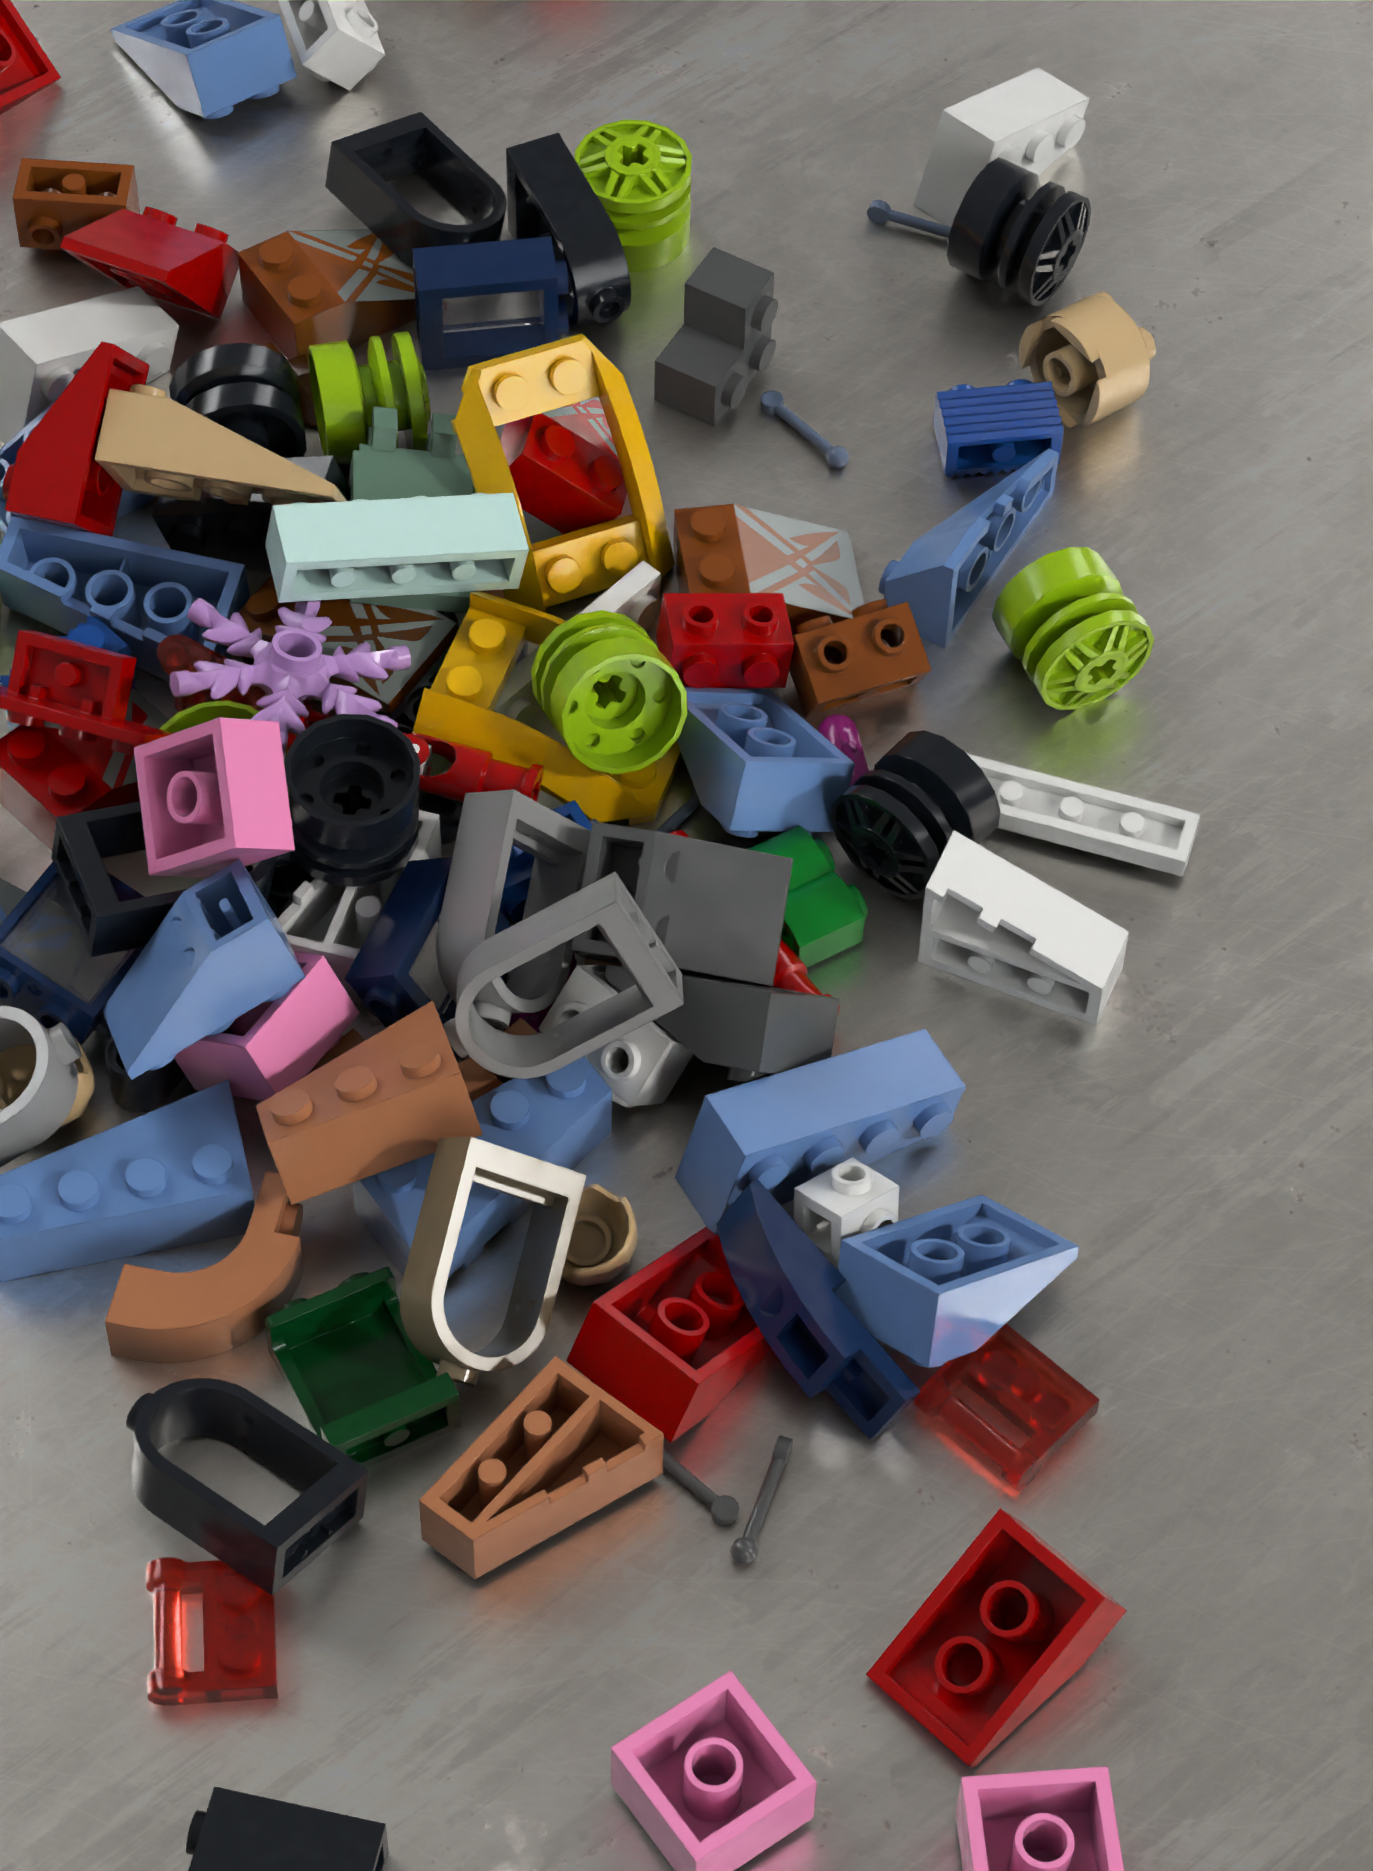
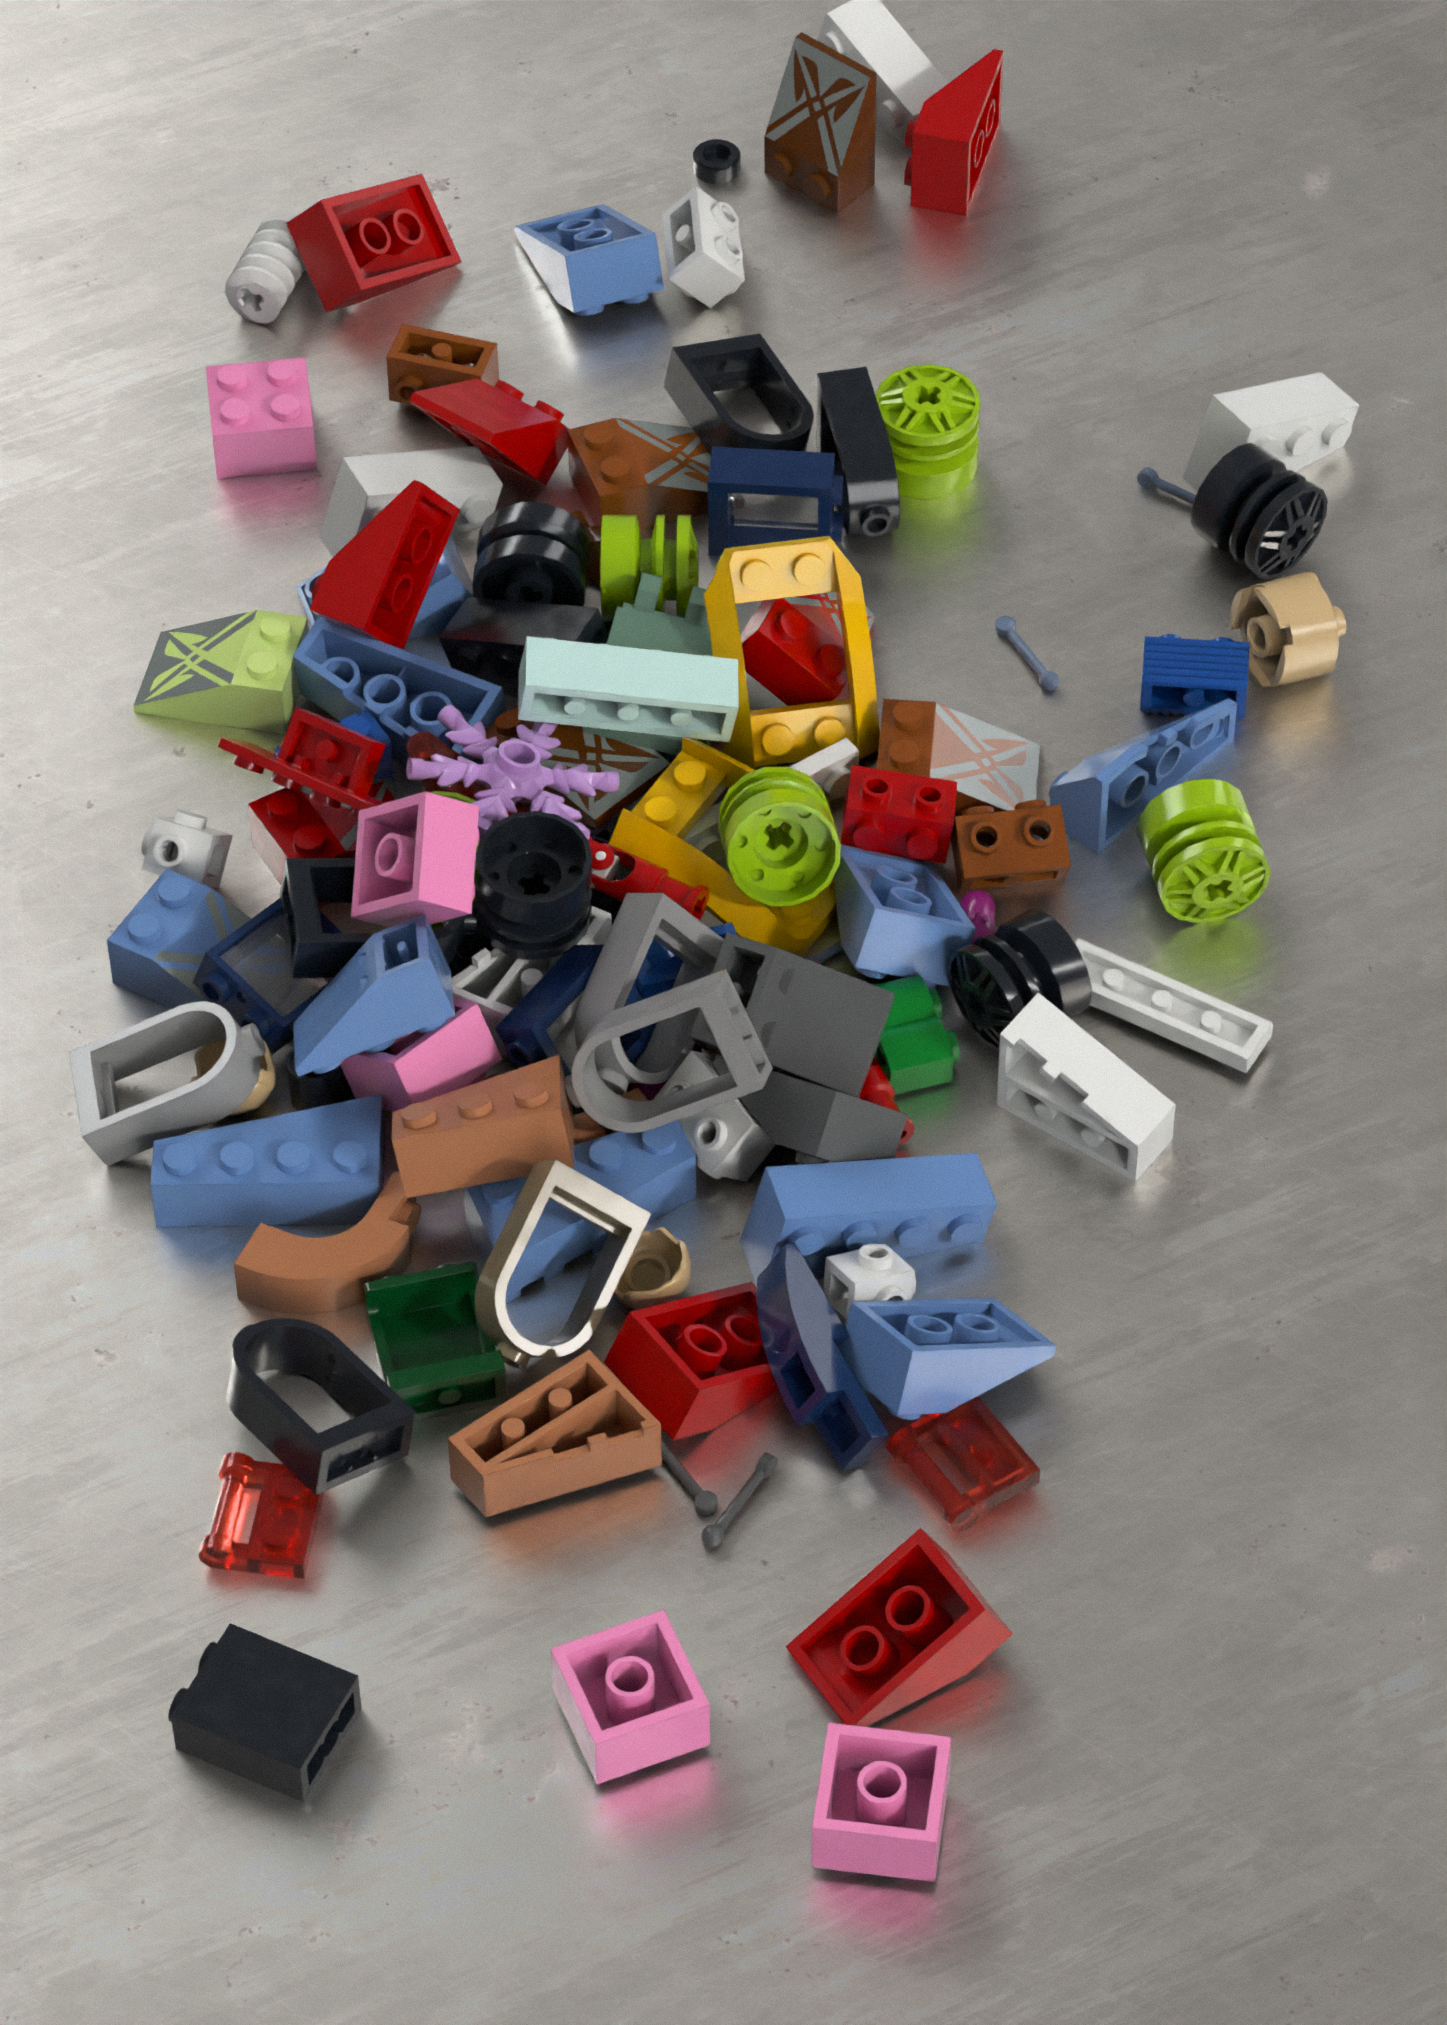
camera: 15 degrees right, 5 degrees down
(176, 453) = (466, 587): tan wedge -> none
(722, 338) = (970, 566): dark grey brick -> none

